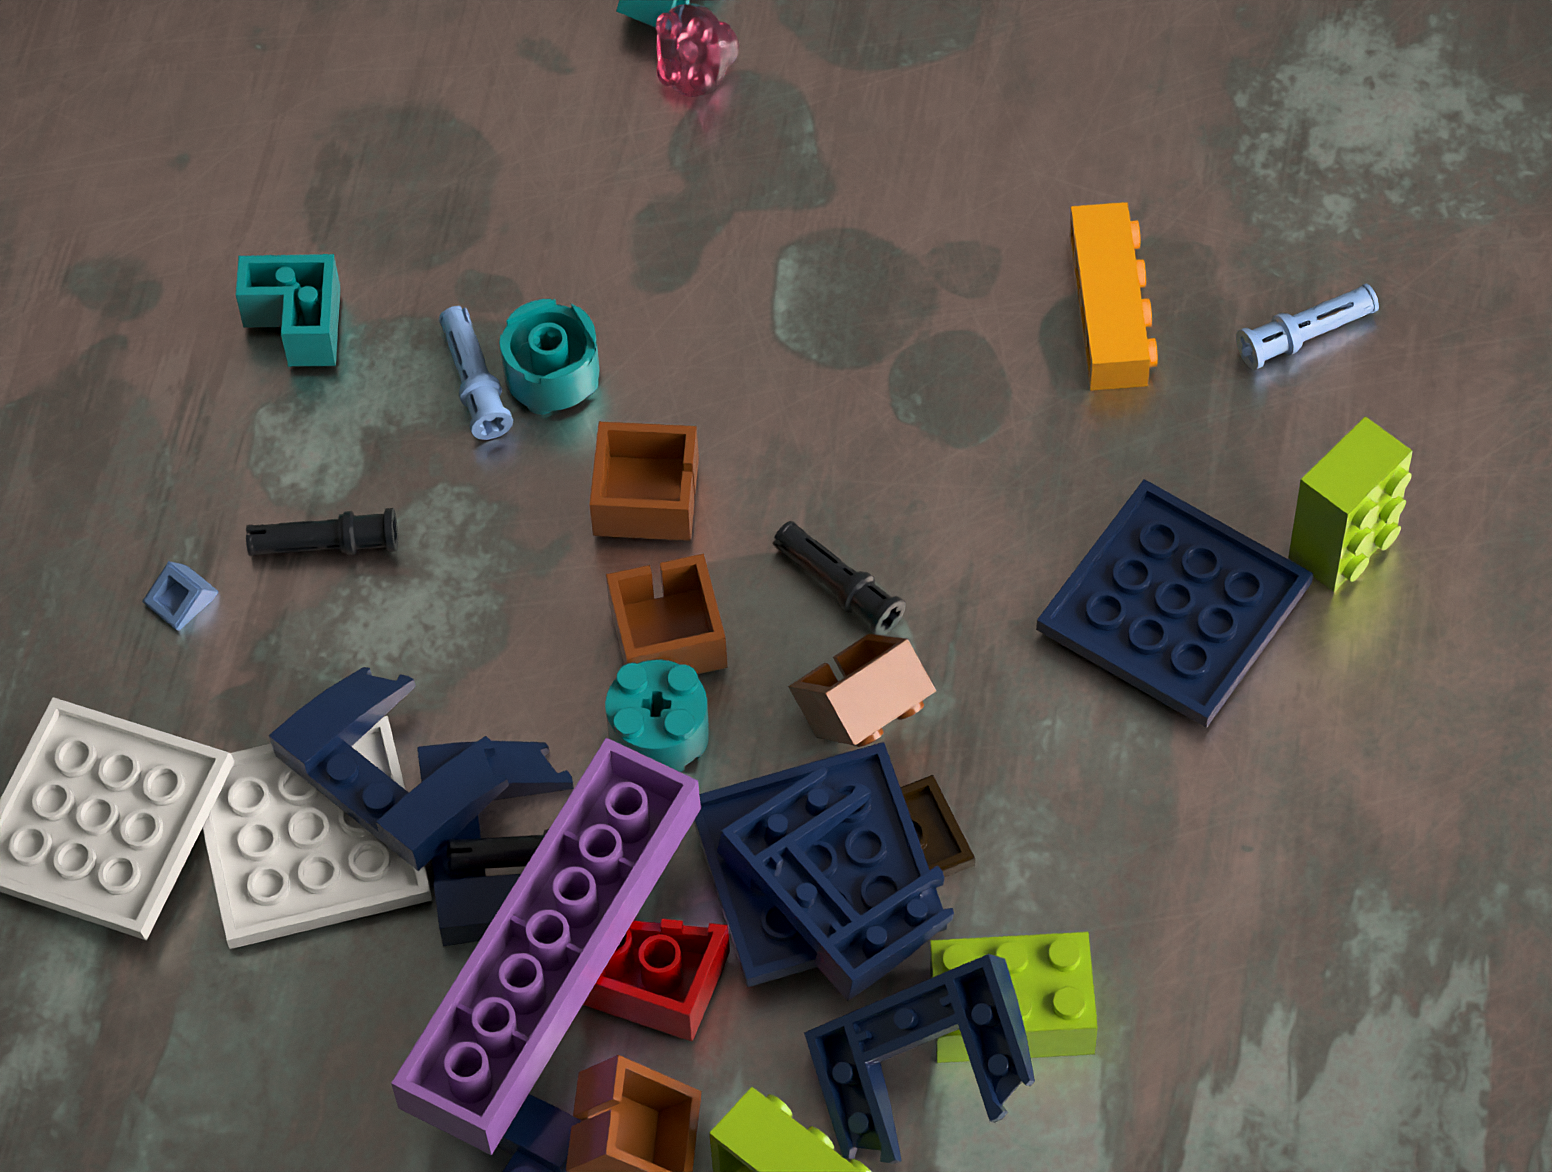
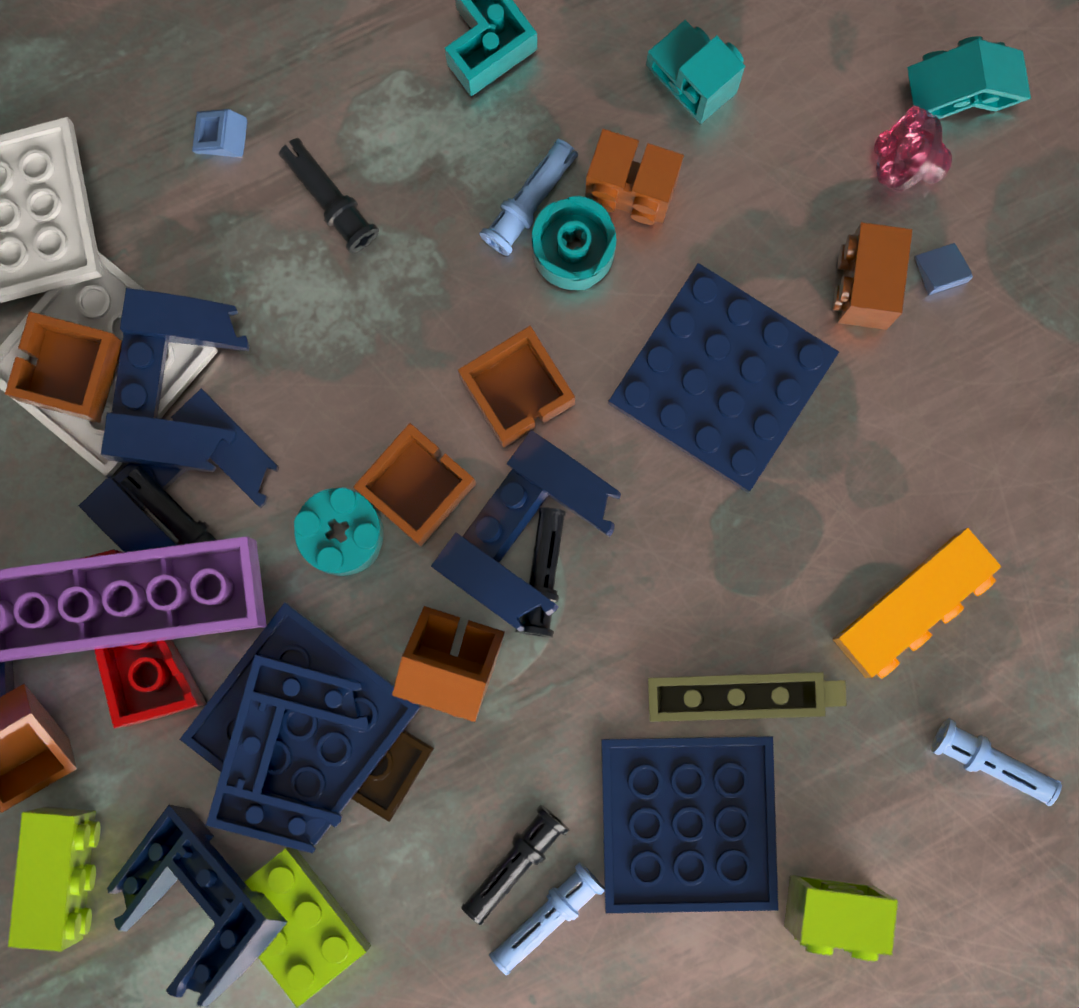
camera: 55 degrees right, 25 degrees up
(299, 835) = (71, 368): none -> dark orange piece
(477, 170) = (697, 69): none -> teal brick
(512, 274) = (632, 186): none -> dark orange piece
(774, 326) = (723, 377): none -> dark blue plate
(775, 619) = (536, 473): none -> dark blue wedge
(783, 141) = (873, 276): none -> dark orange piece
(820, 99) = (943, 268): none -> medium blue slope
(1083, 474) = (743, 696): none -> olive hinge
(1095, 752) = (527, 849): none -> black pin
(1172, 759) = (561, 905): none -> light blue pin

